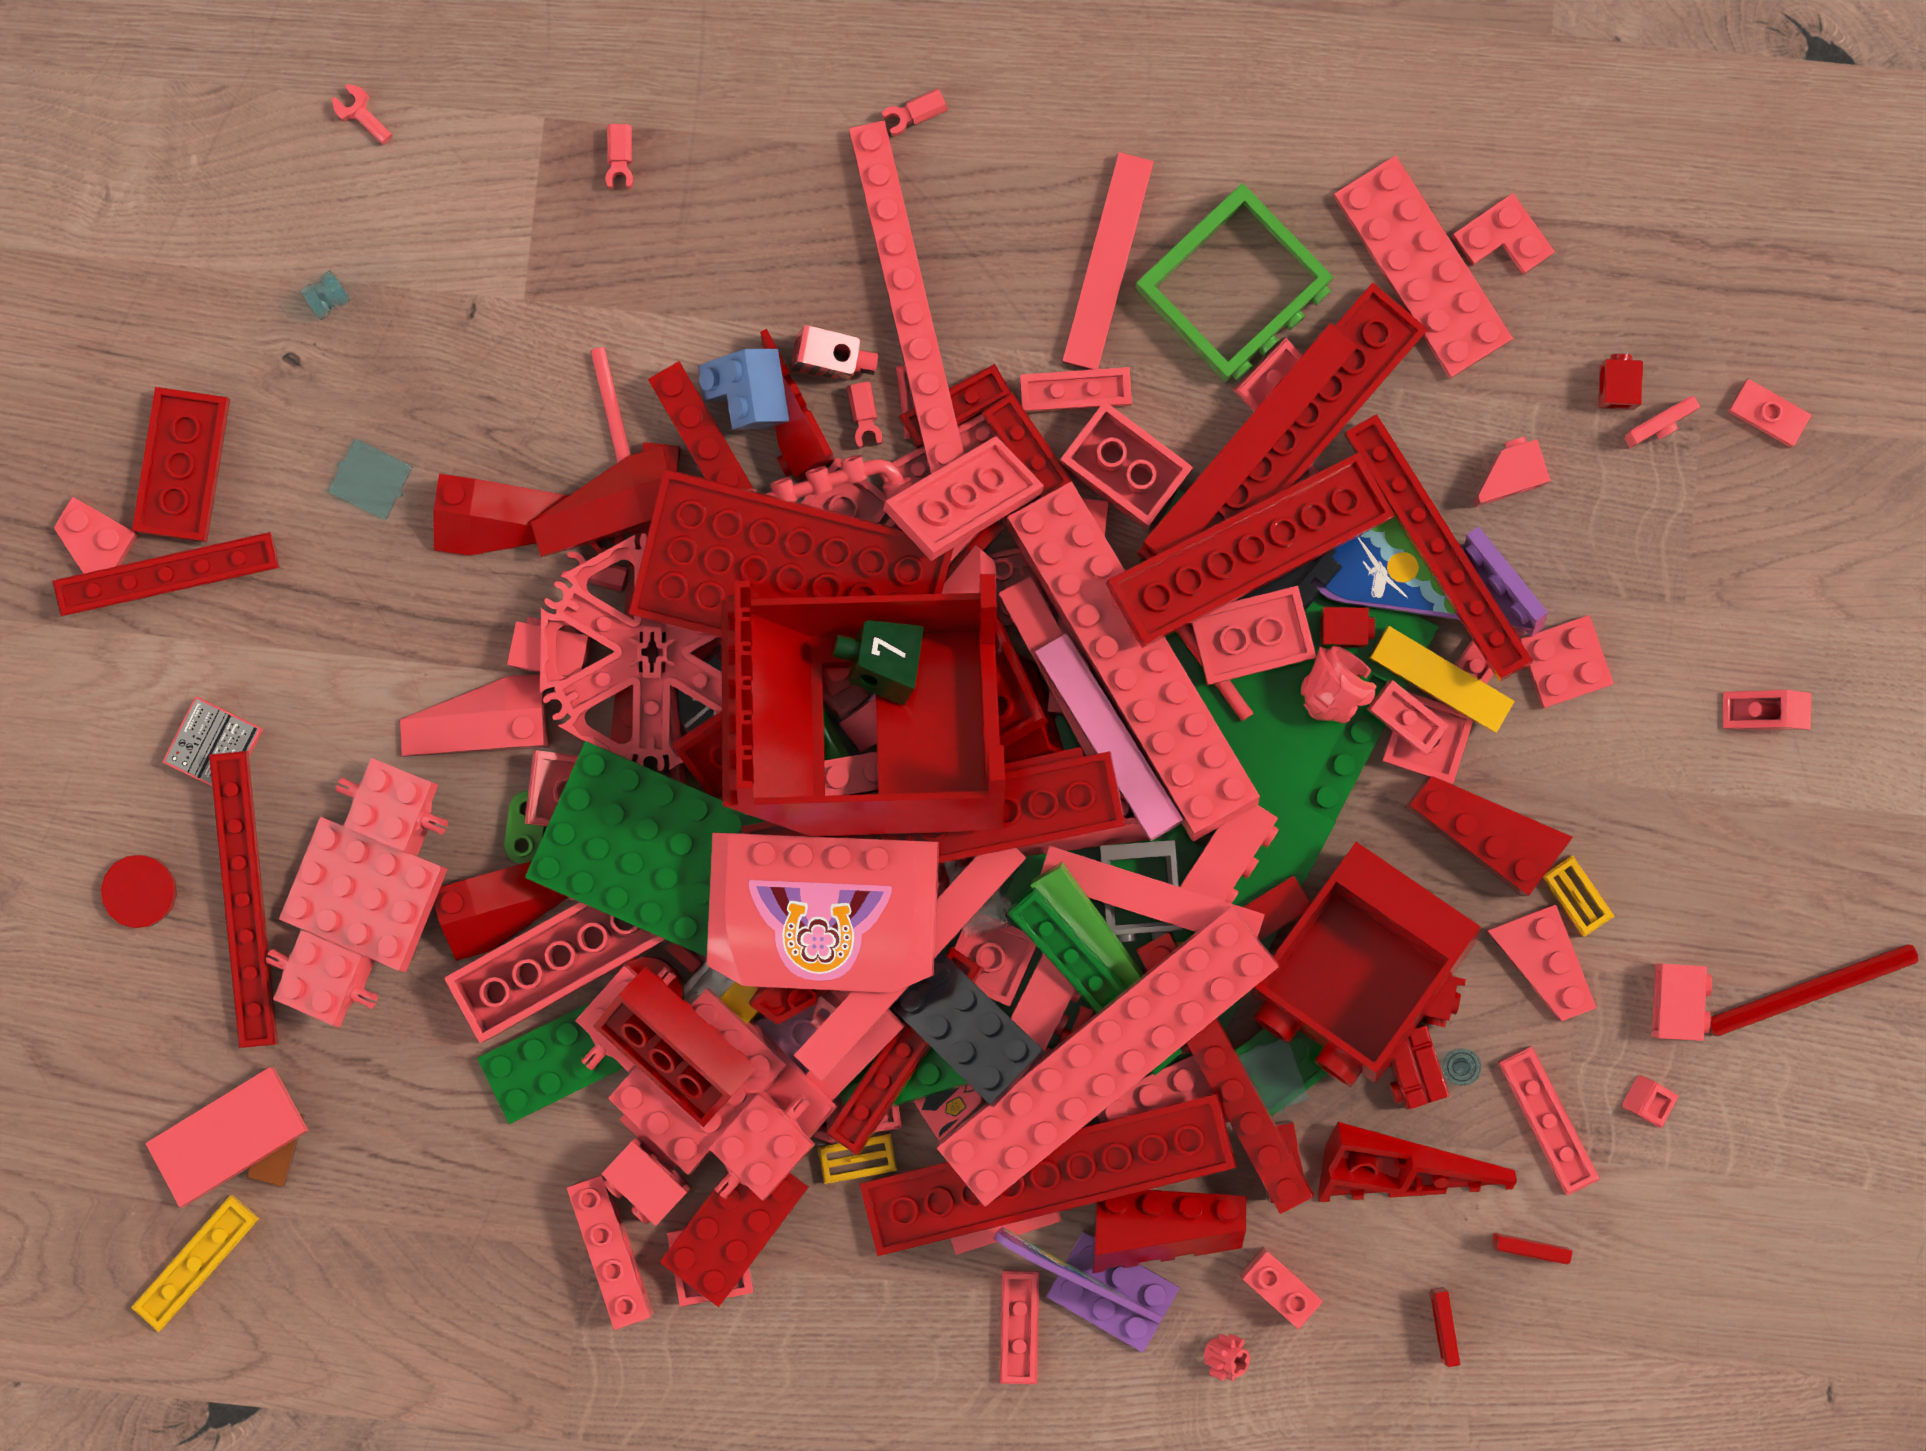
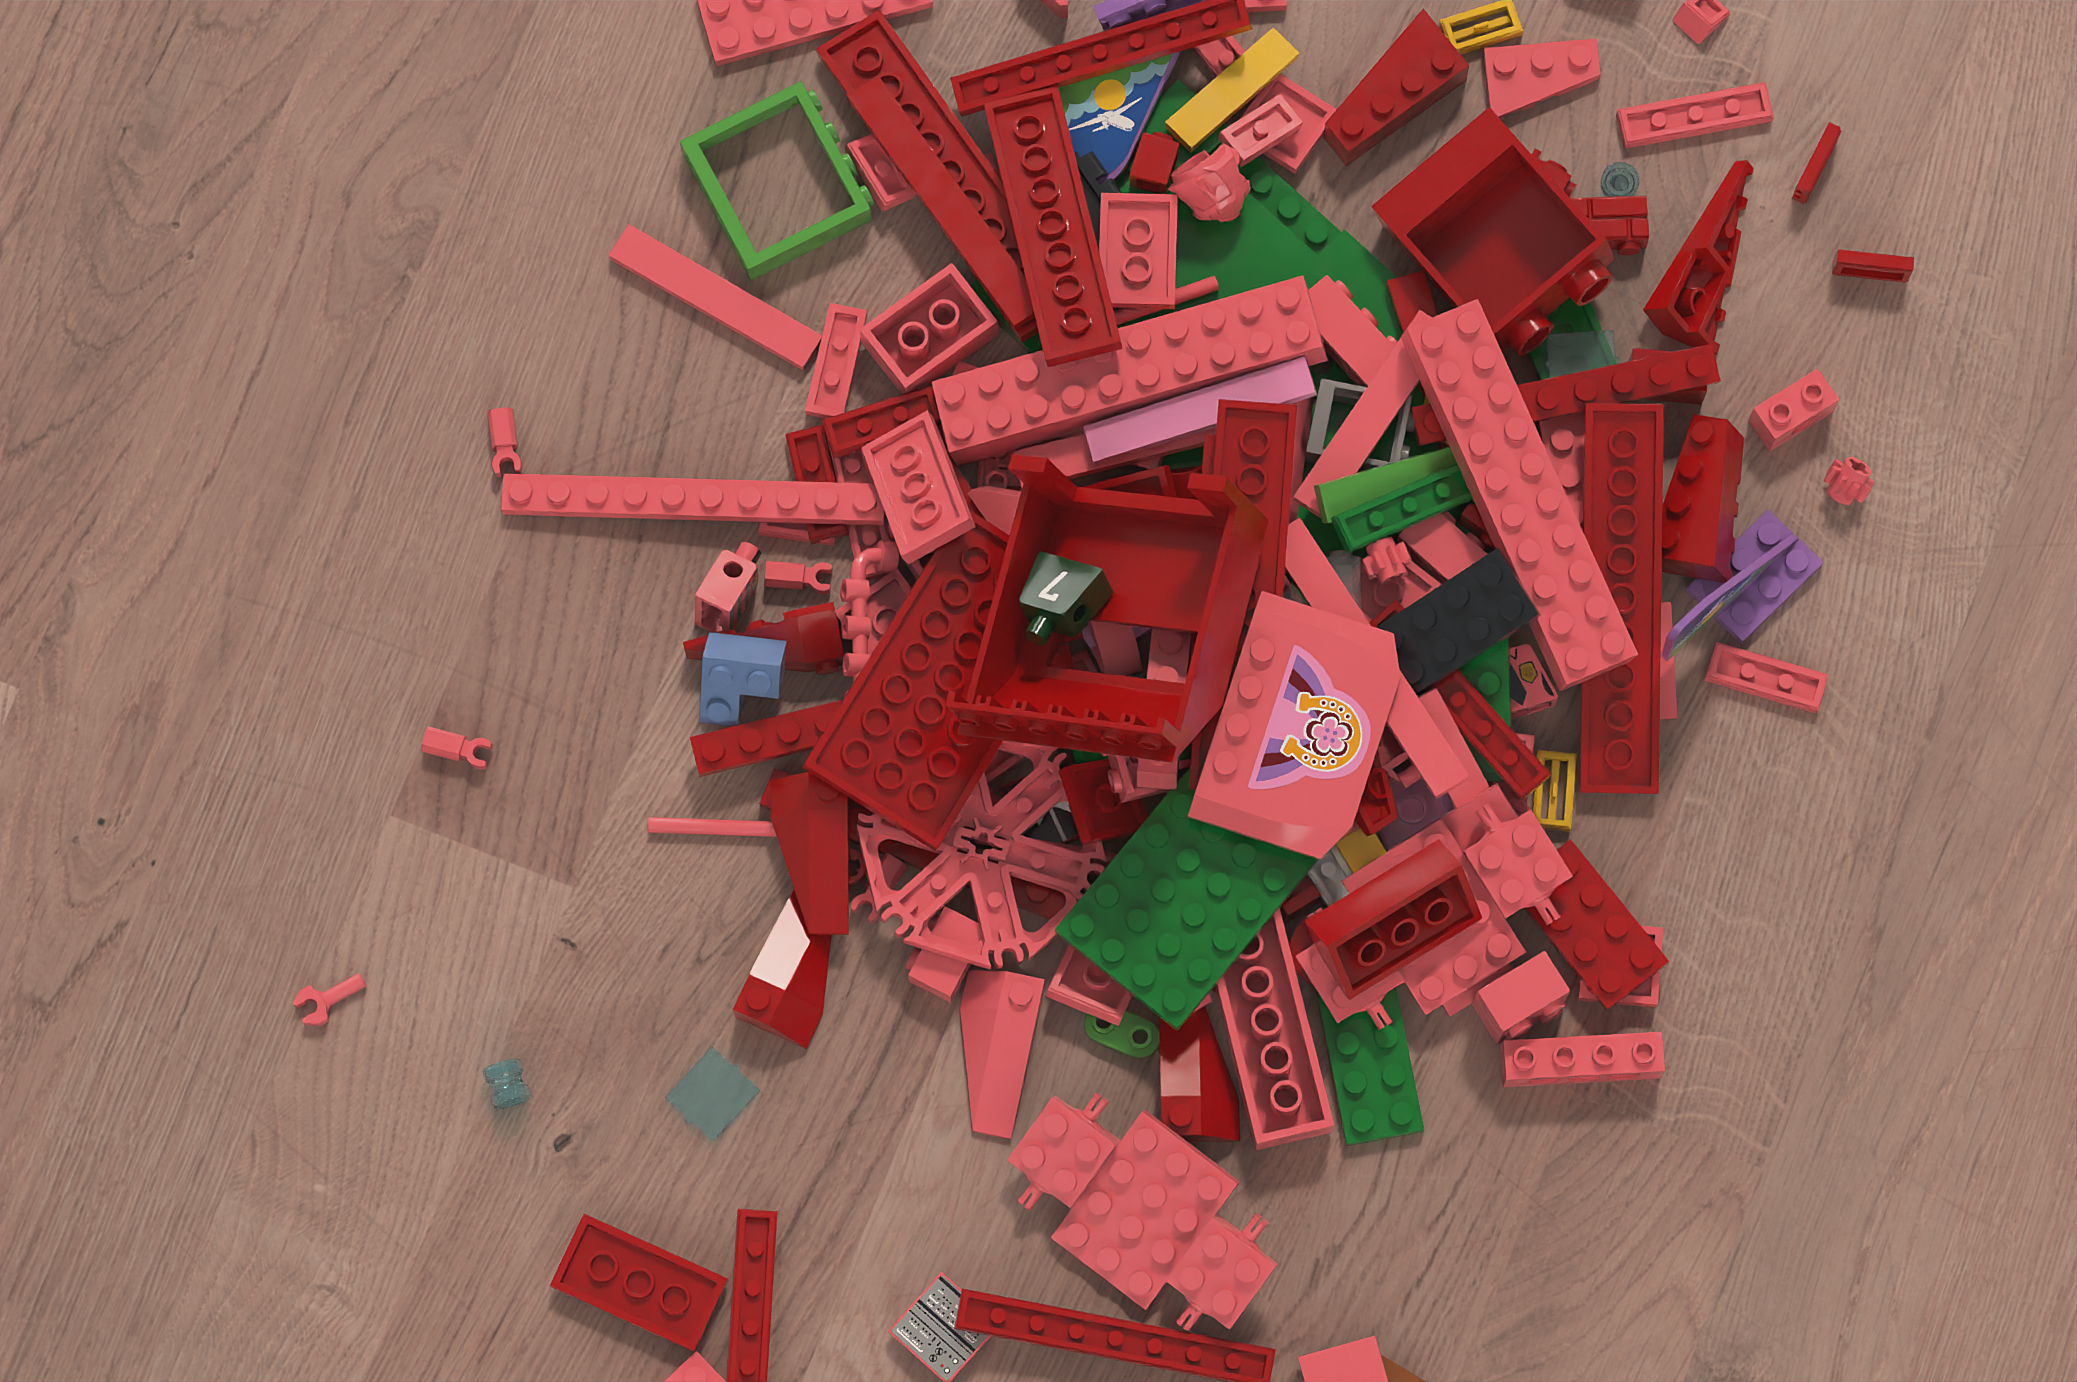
camera: 75 degrees left, 10 degrees down
(1013, 949) = (1386, 560): none -> coral gear

